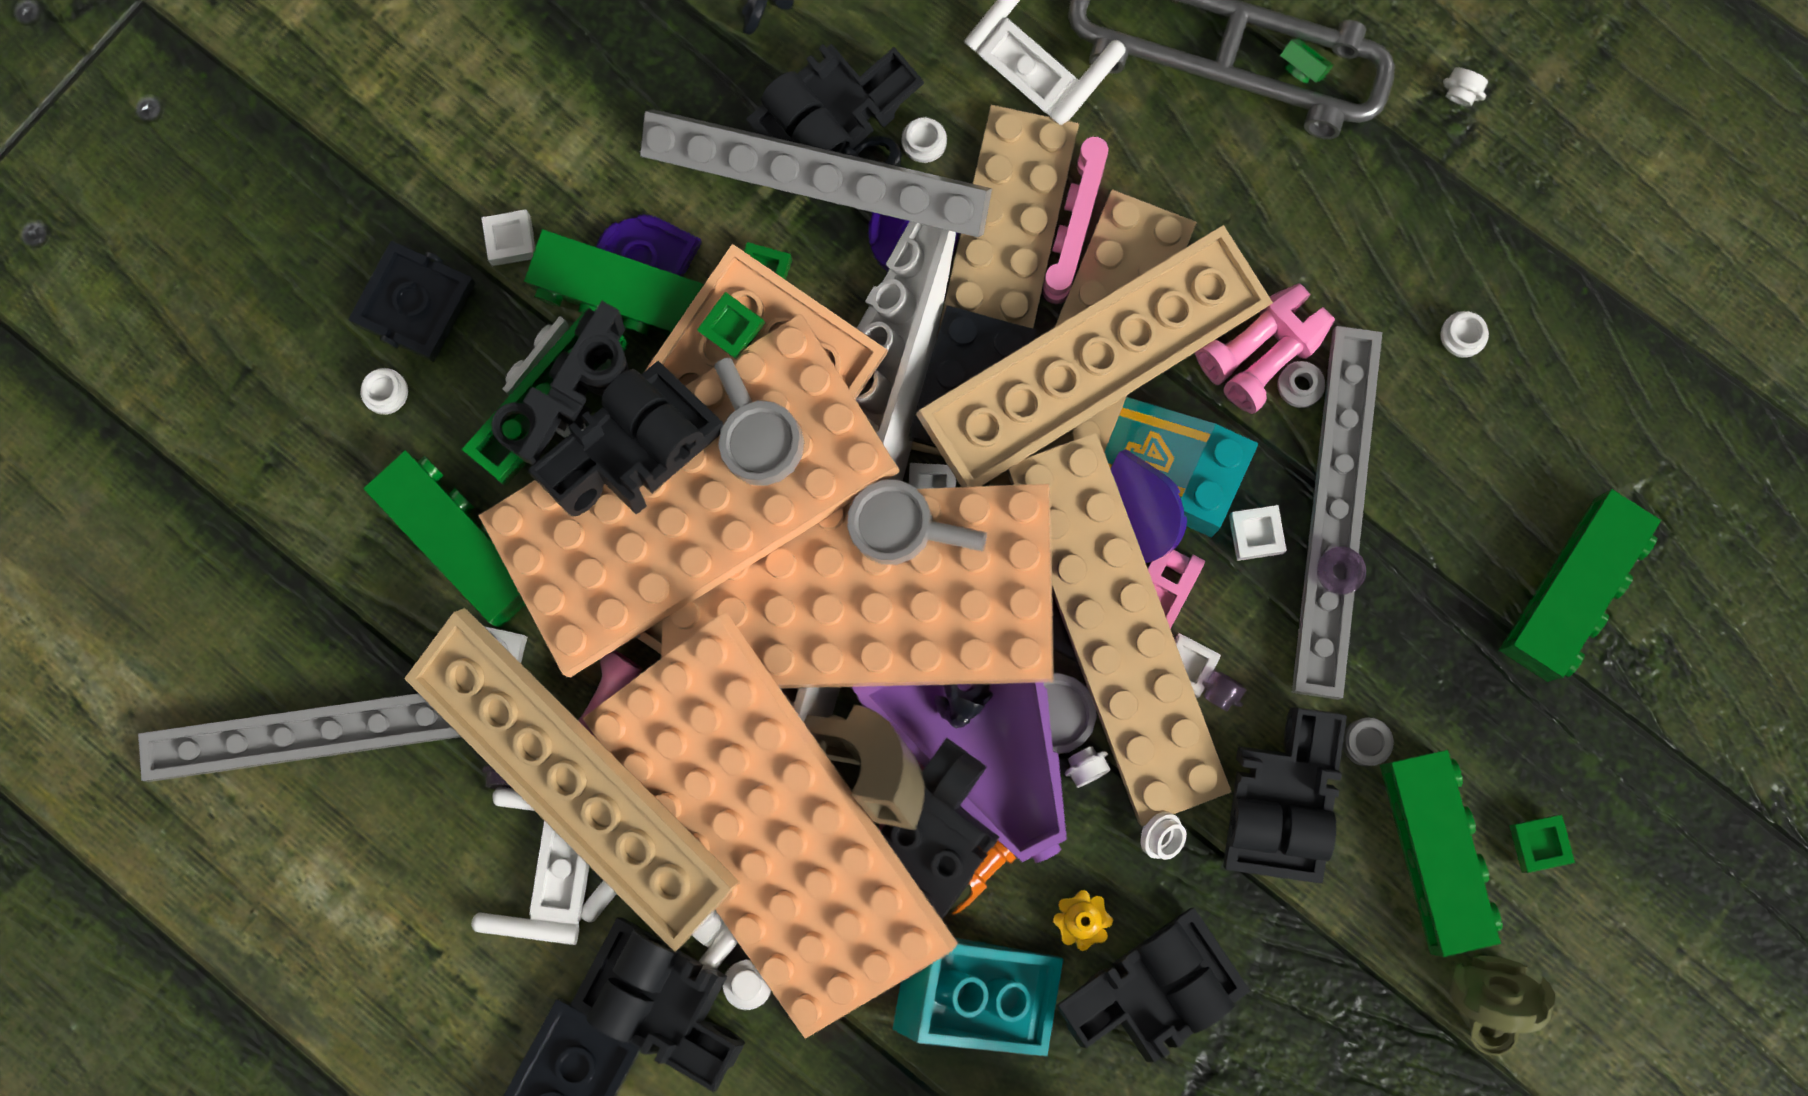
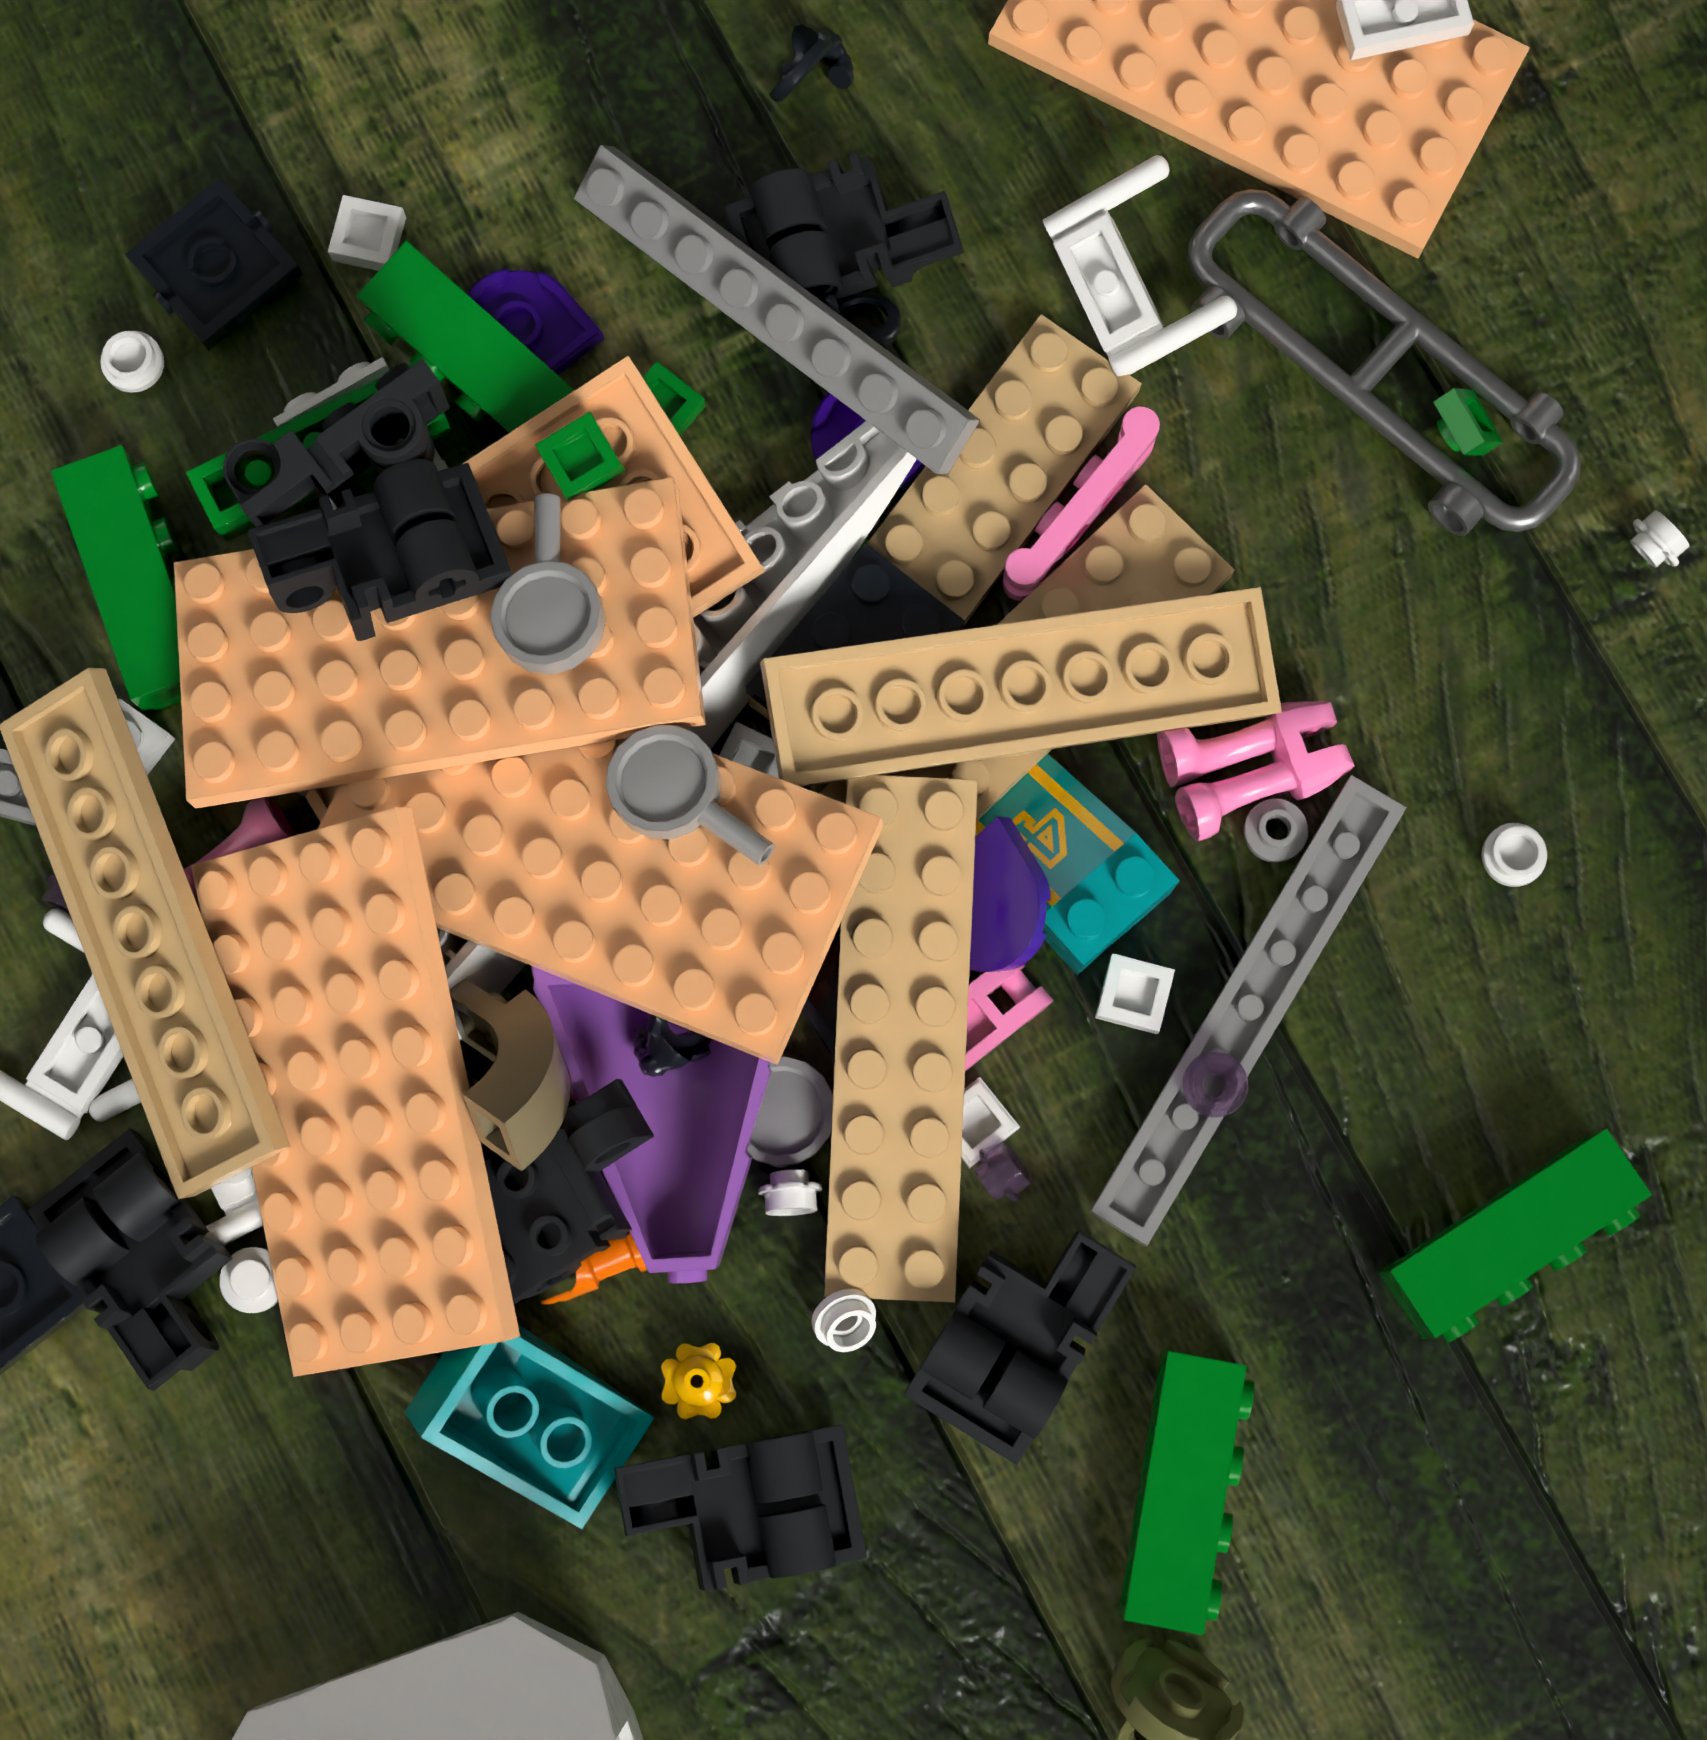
camera: 20 degrees right, 0 degrees up
(924, 140) = (937, 324): white plate -> none
(1368, 742) = (1157, 1315): light grey tile -> none
(1542, 844) = (1318, 1536): green plate -> none

